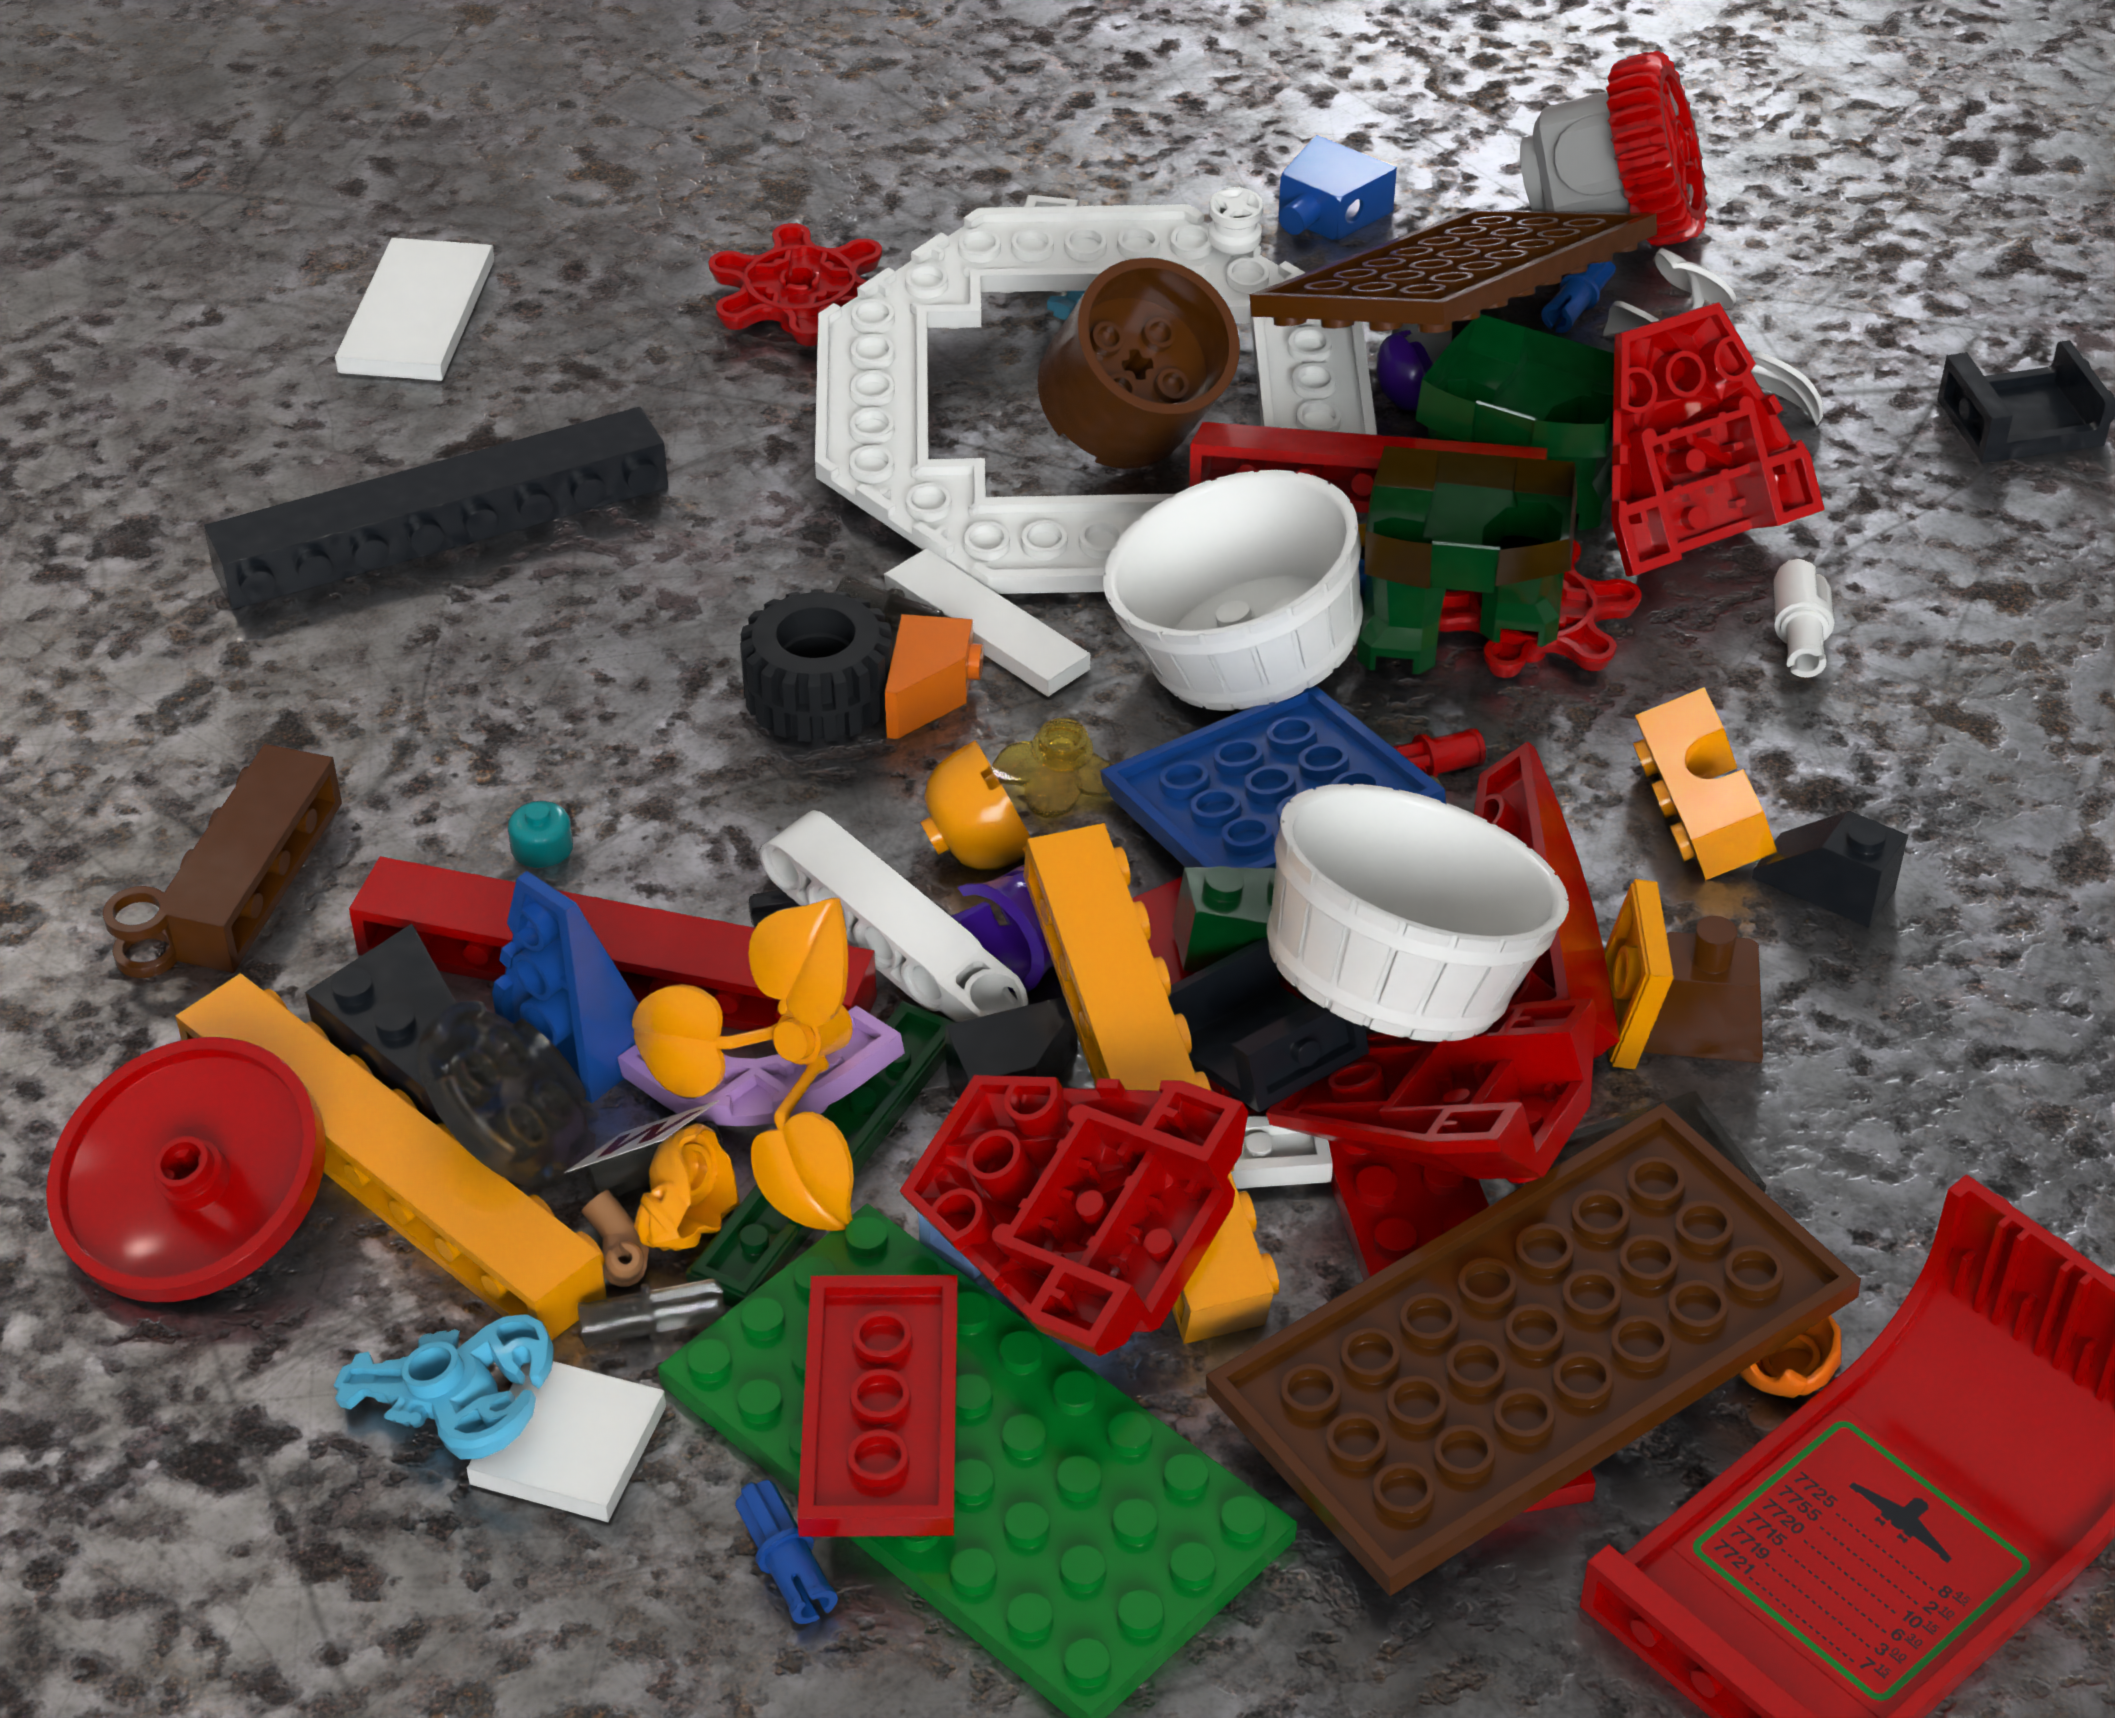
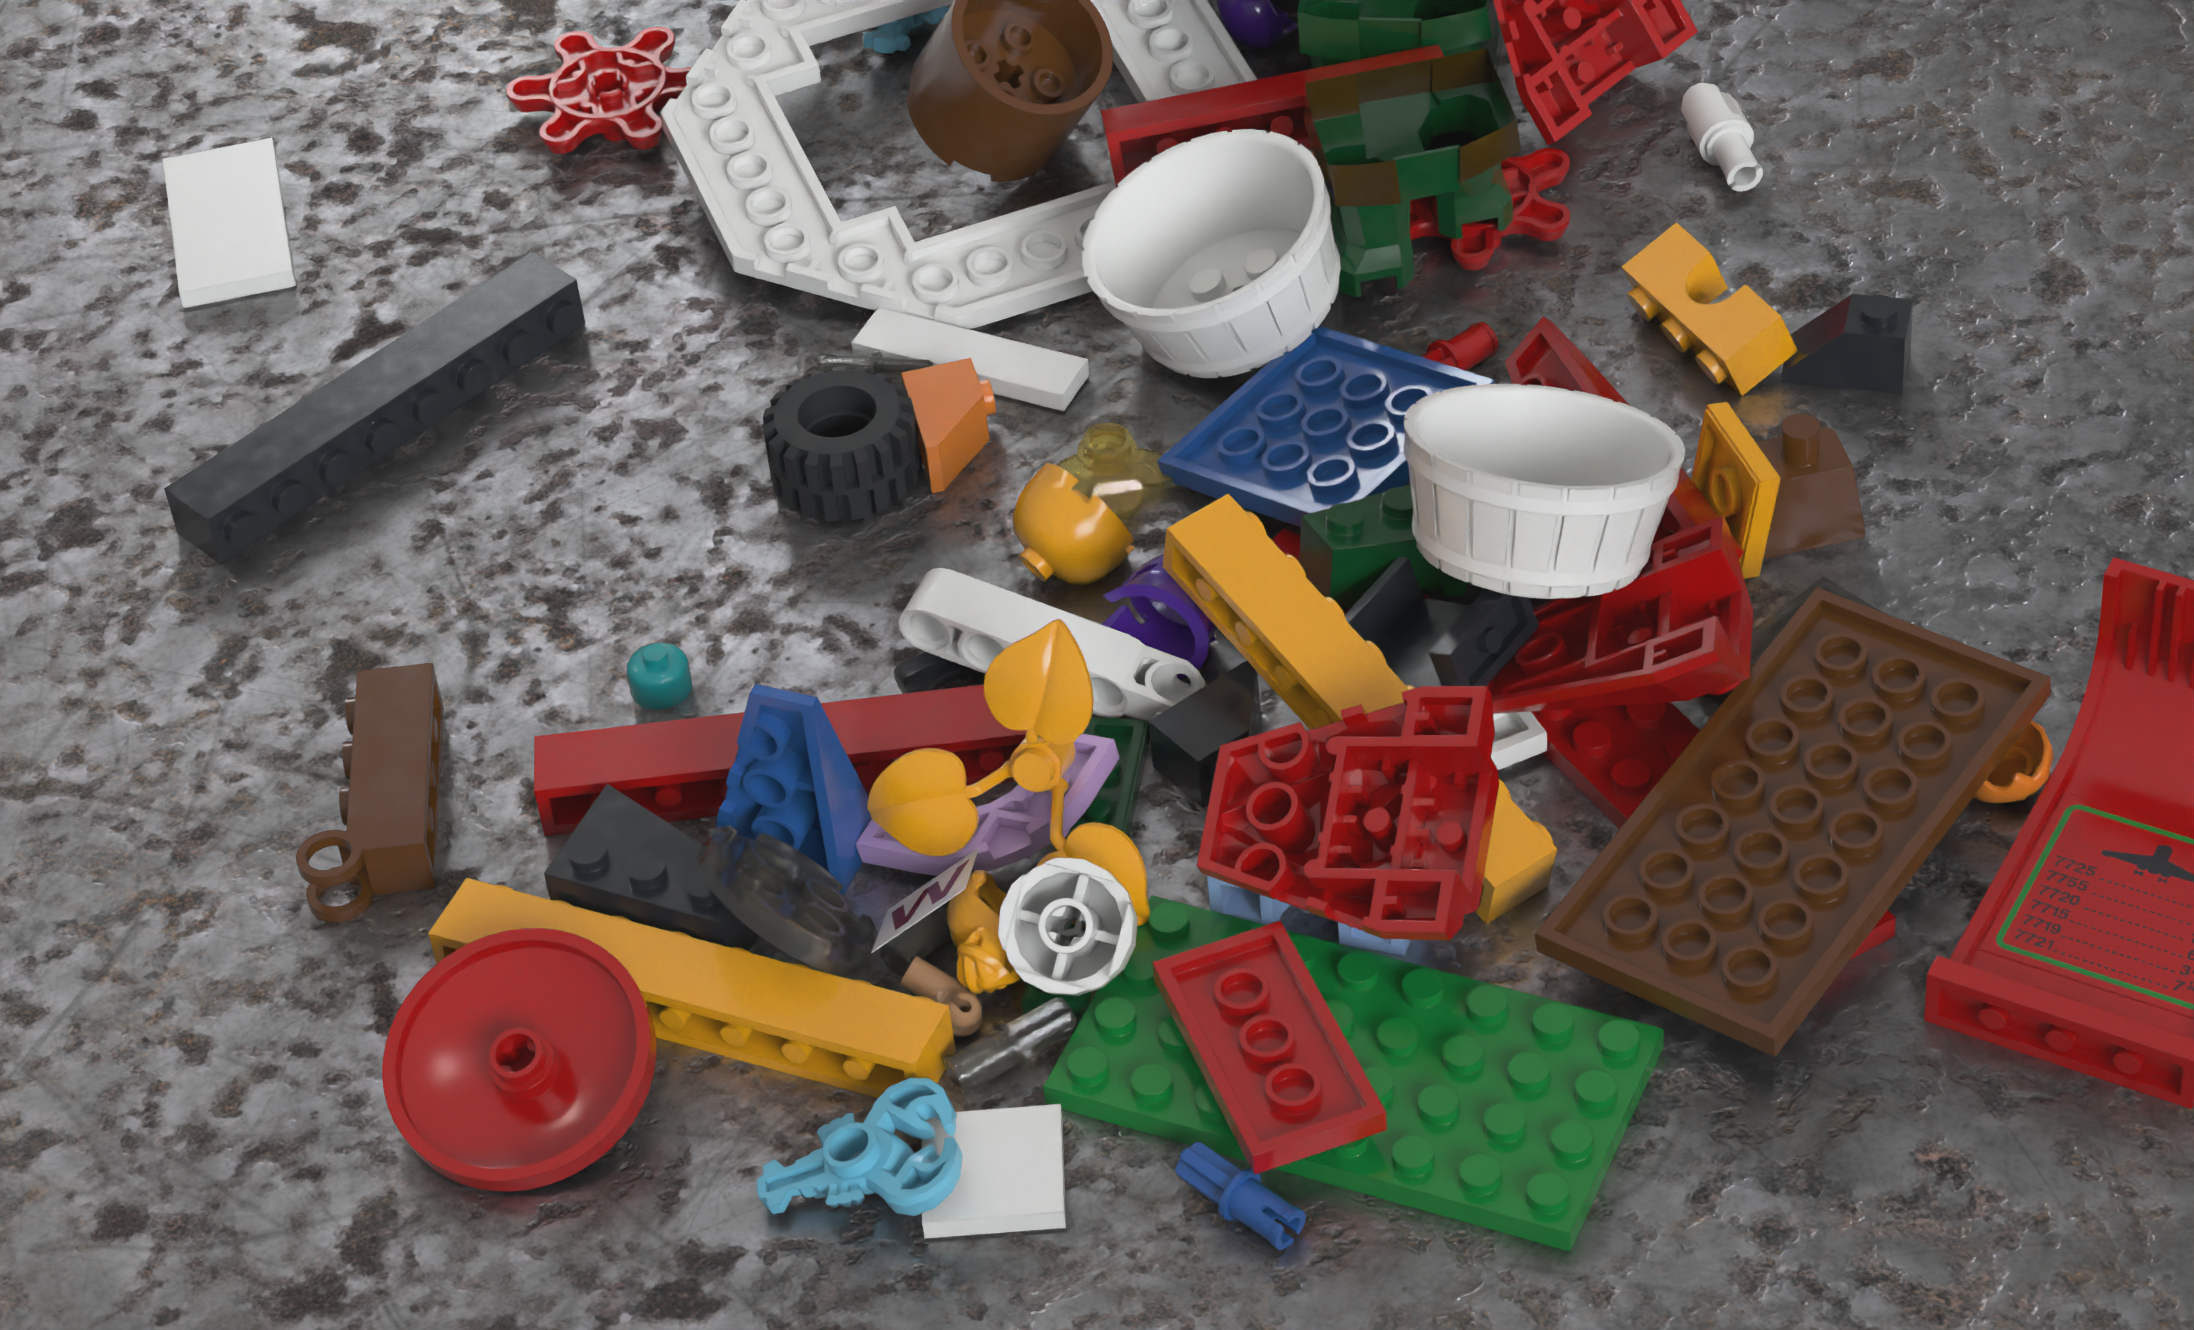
camera: 15 degrees left, 0 degrees up
(745, 1212) = (1037, 924): none -> white cylinder

